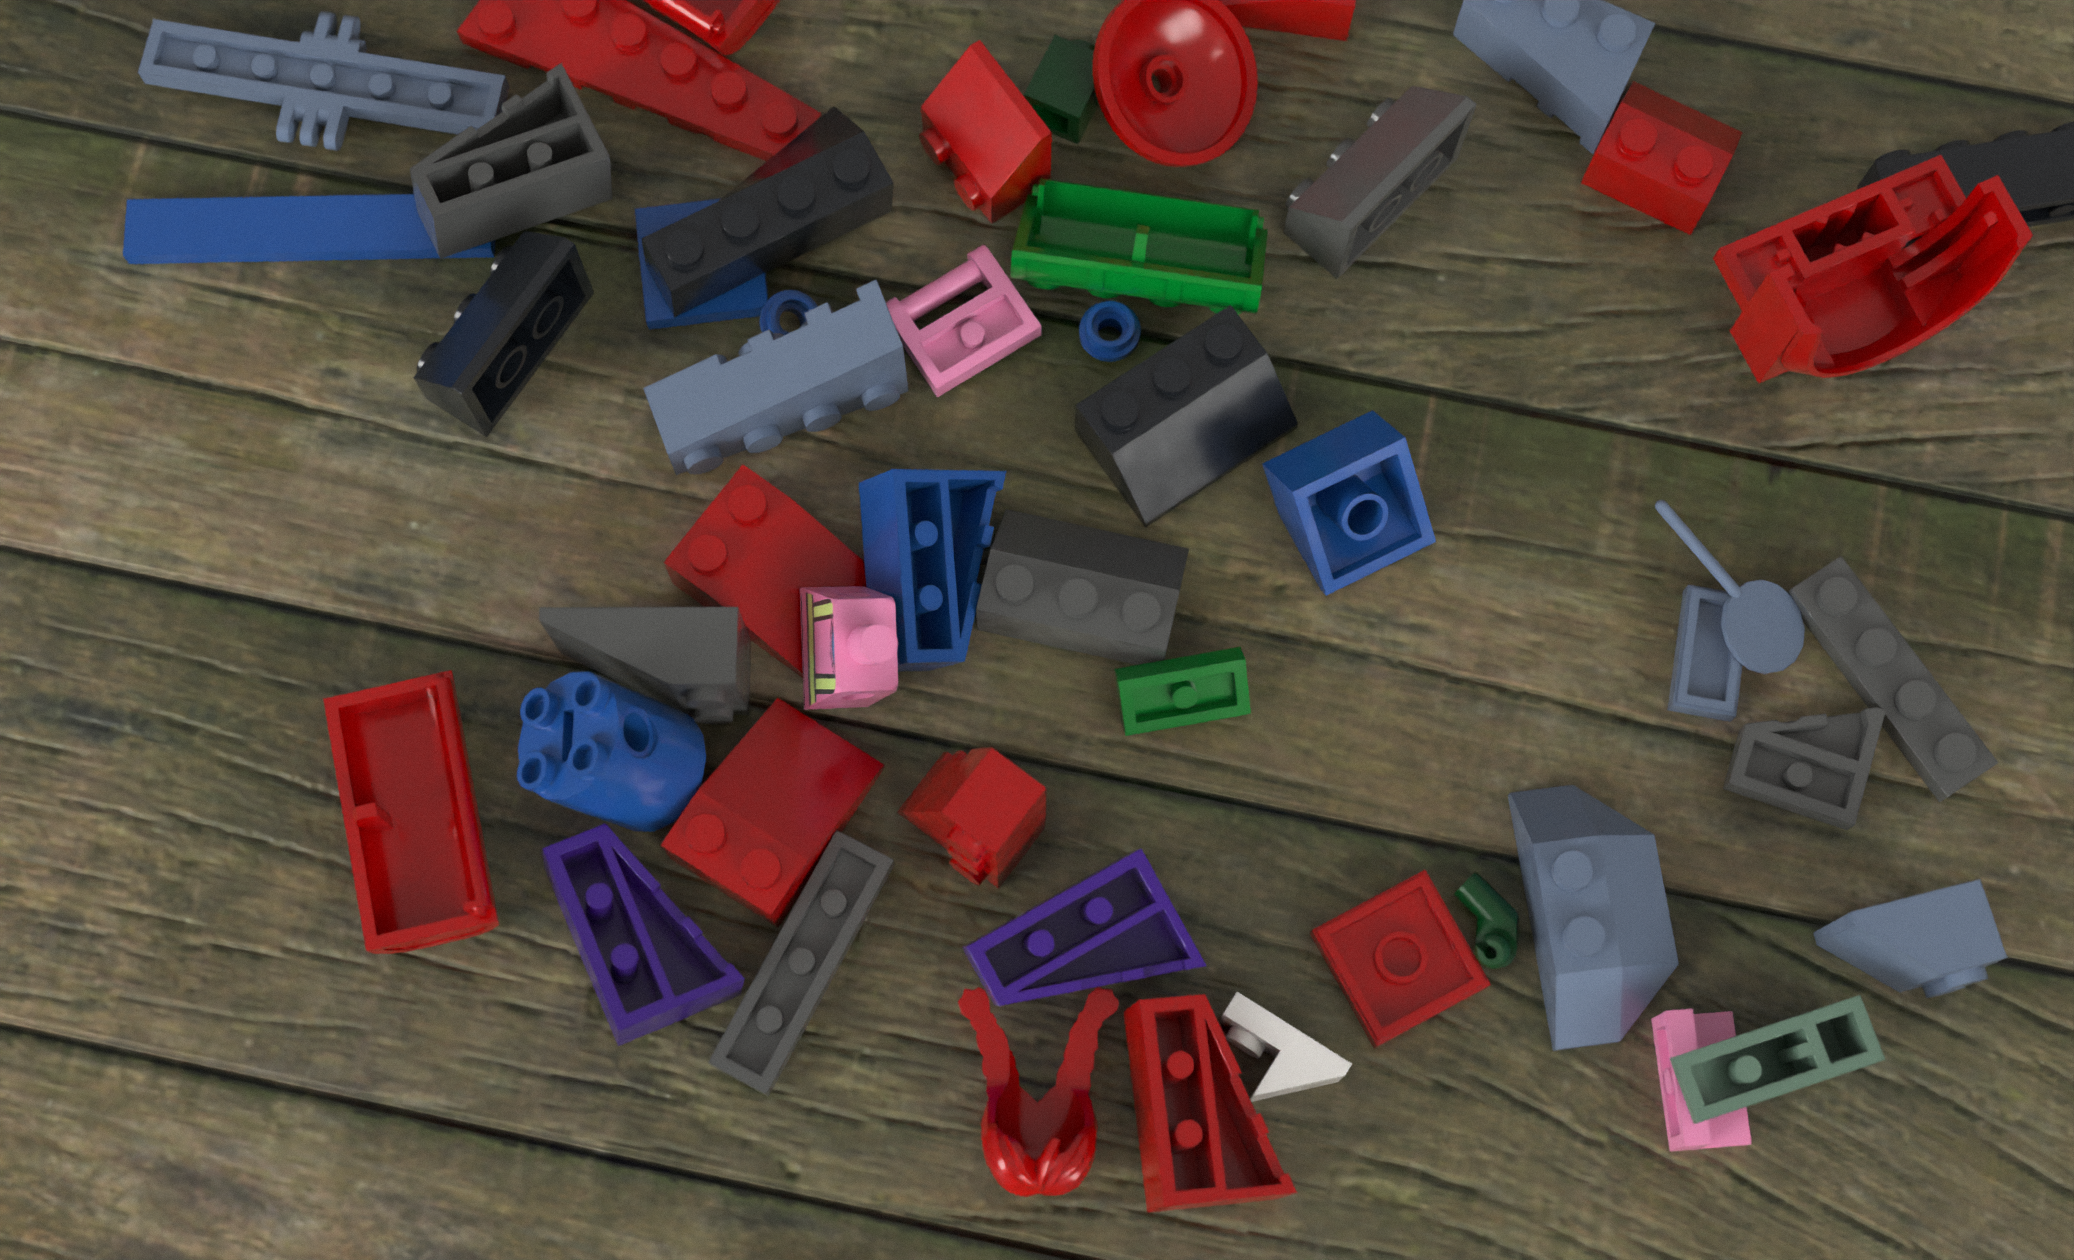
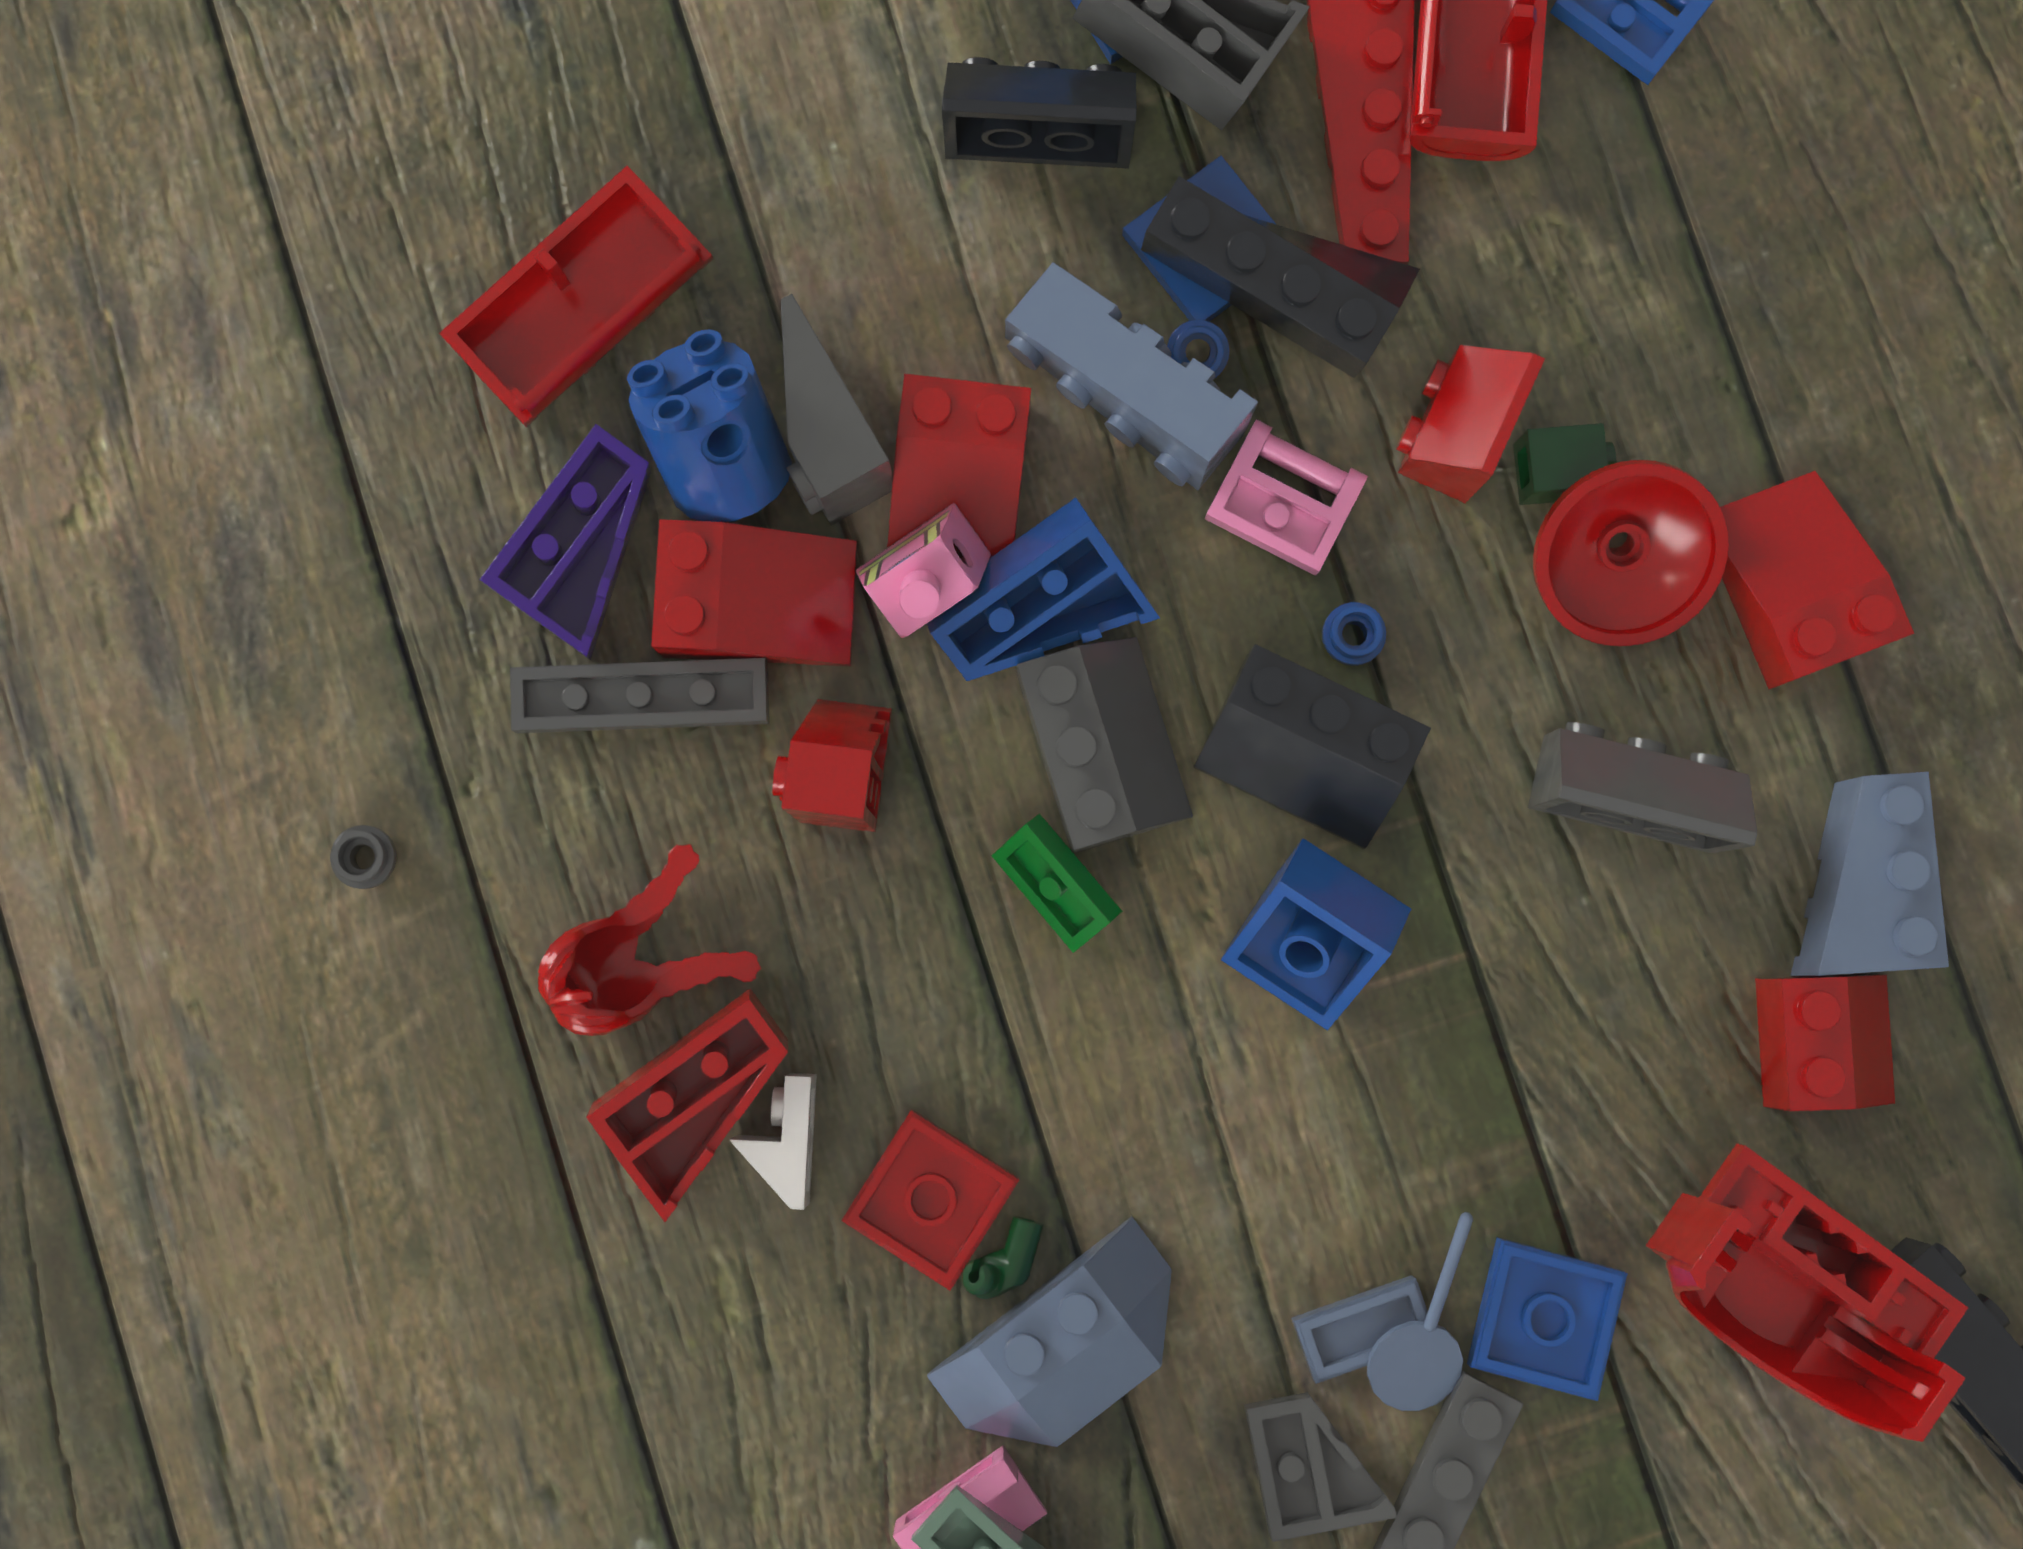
camera: 60 degrees right, 10 degrees up
(1086, 937) = (786, 919): dark purple wedge -> none
(1140, 246) = (1446, 616): green container -> none
(1777, 500) = (1547, 1319): none -> blue tile

